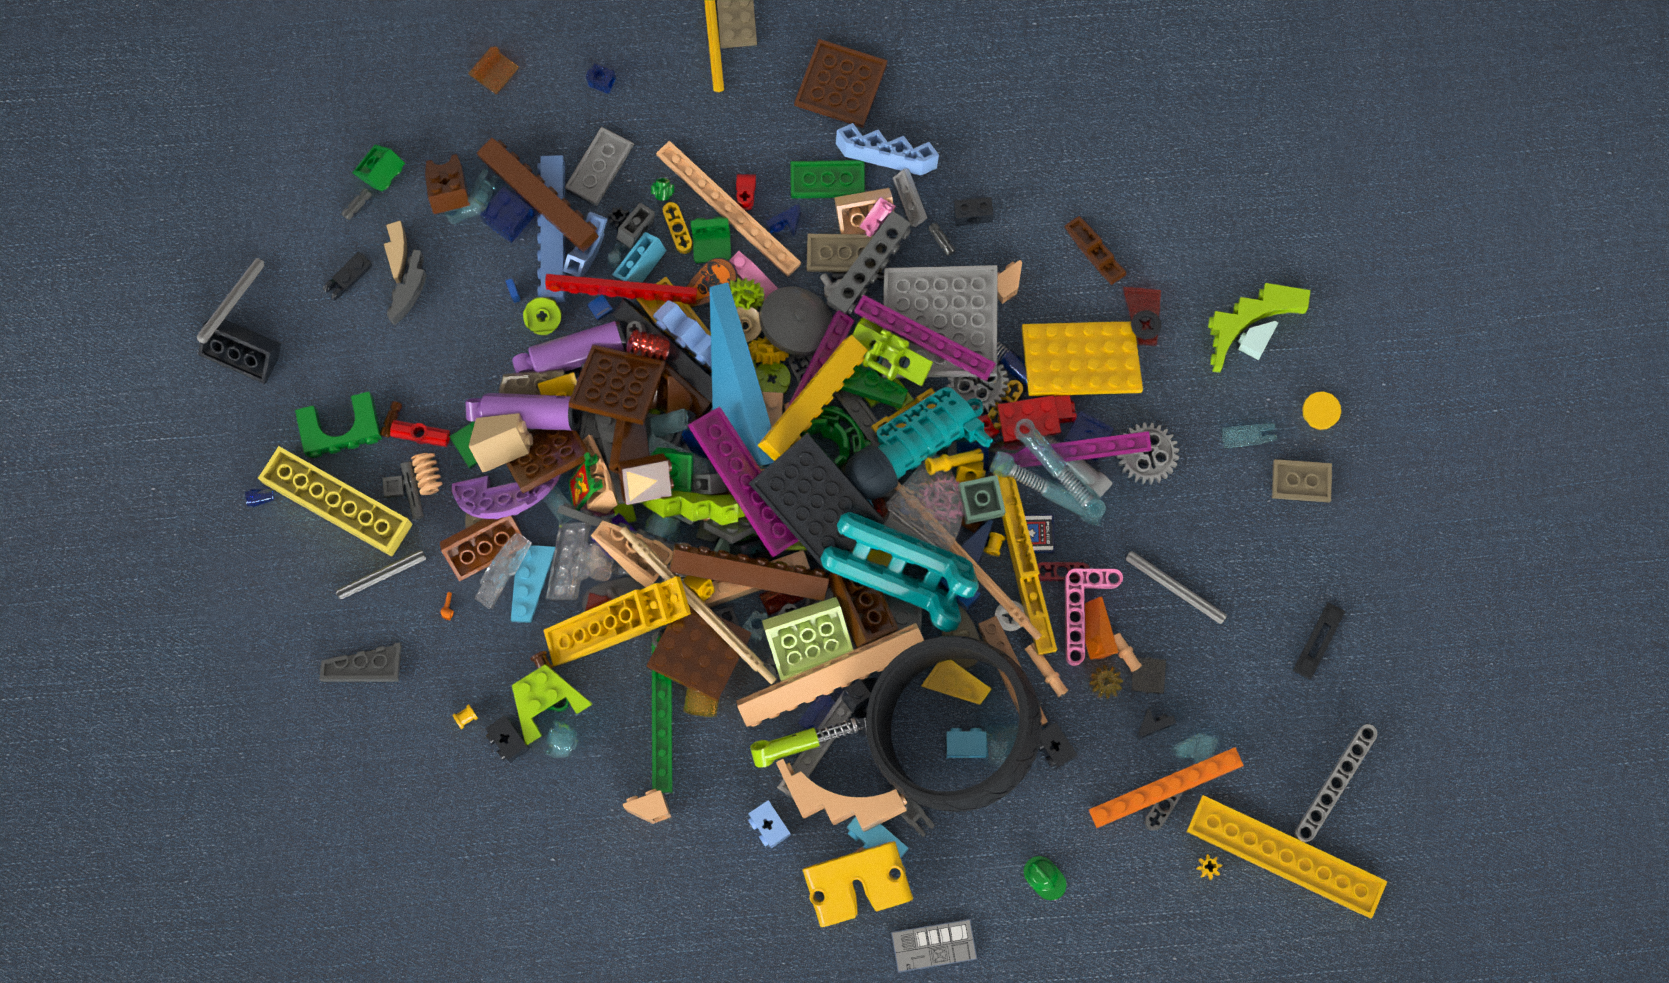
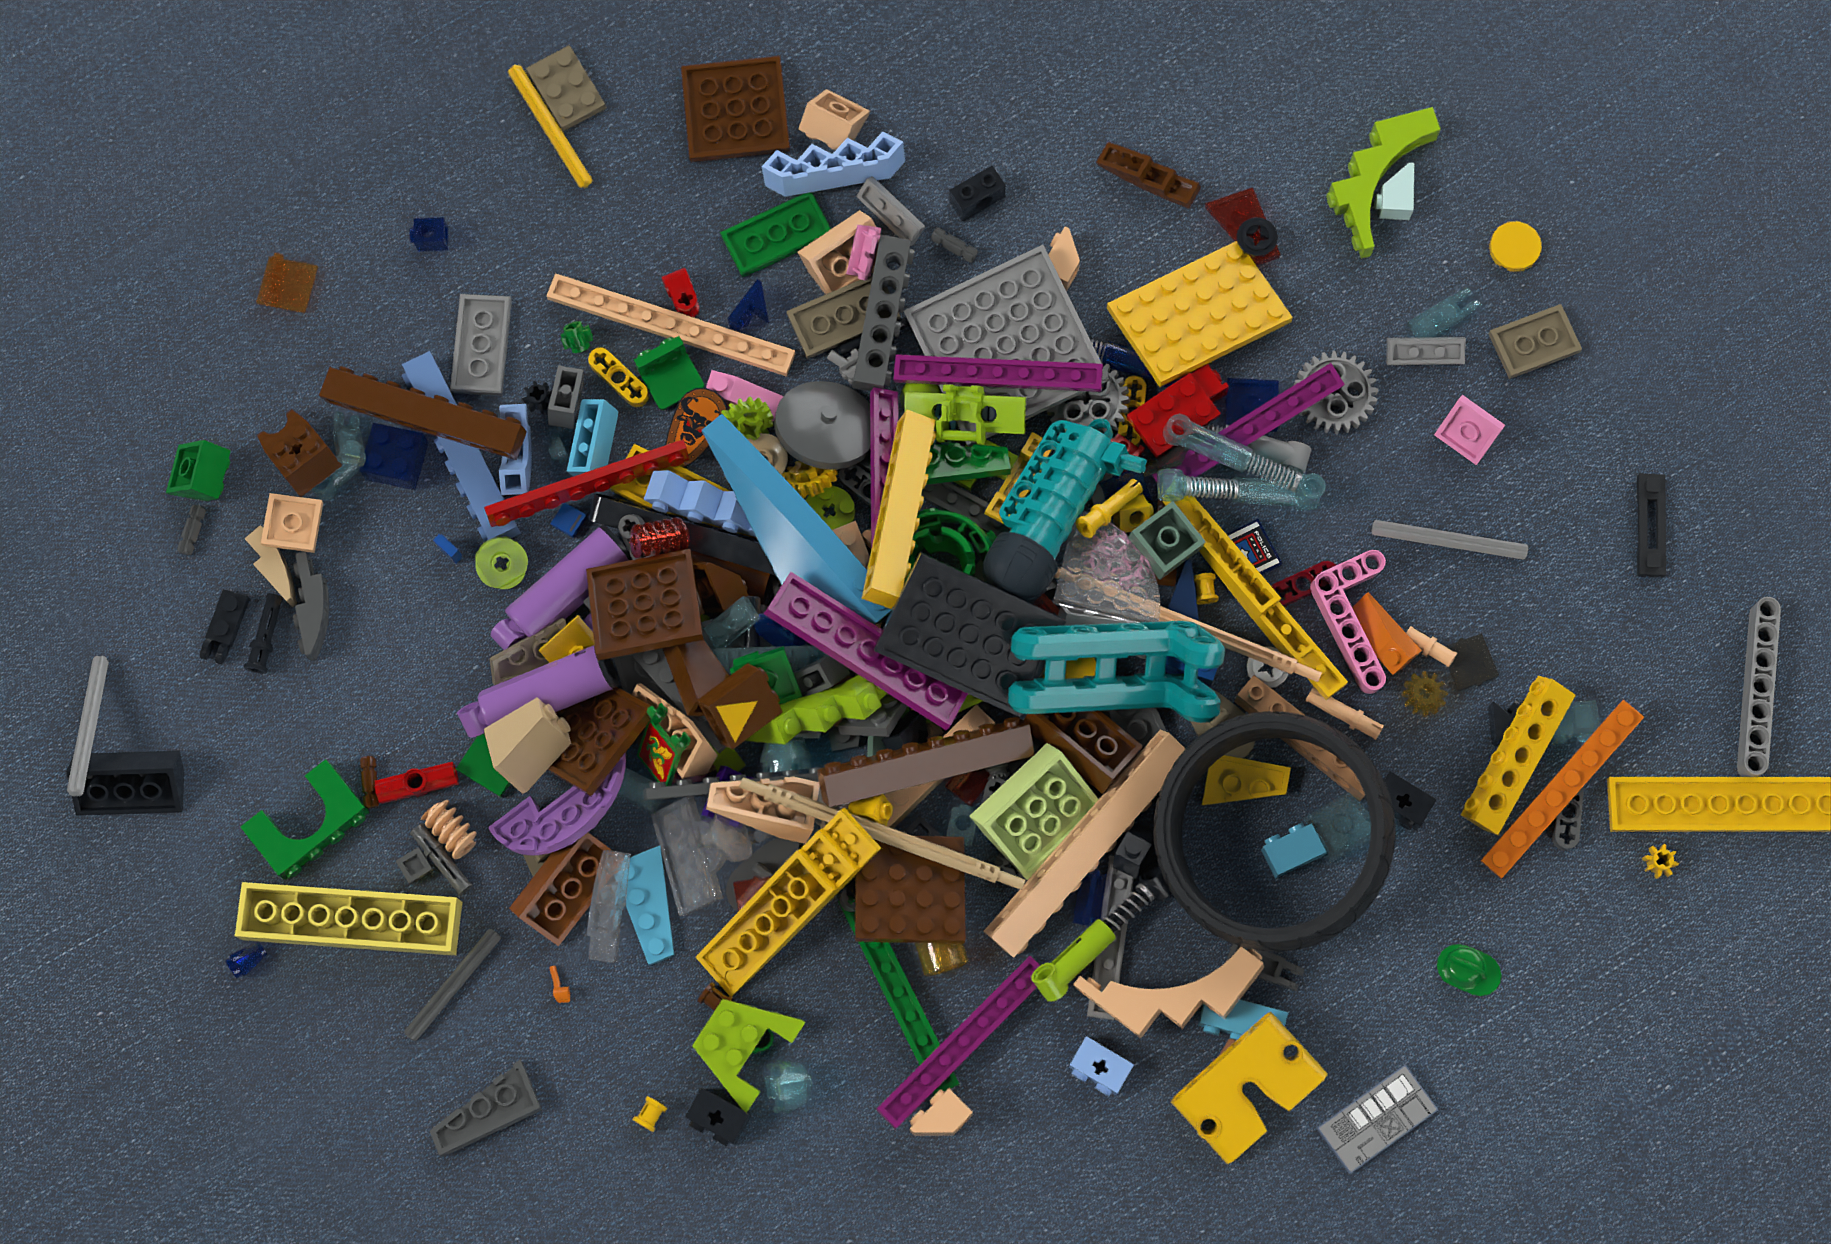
camera: 25 degrees left, 0 degrees up
(366, 301) = (264, 647): none -> black pin
(420, 228) = (292, 522): none -> light nougat tile
(683, 766) = (959, 1045): none -> magenta plate
(797, 601) = (998, 771): none -> dark grey bush
(902, 118) = (832, 119): none -> light nougat slope
(1157, 750) = (1529, 750): none -> yellow brick
(1223, 453) = (1425, 351): none -> light grey tile
(1225, 519) = (1469, 429): none -> bright pink tile

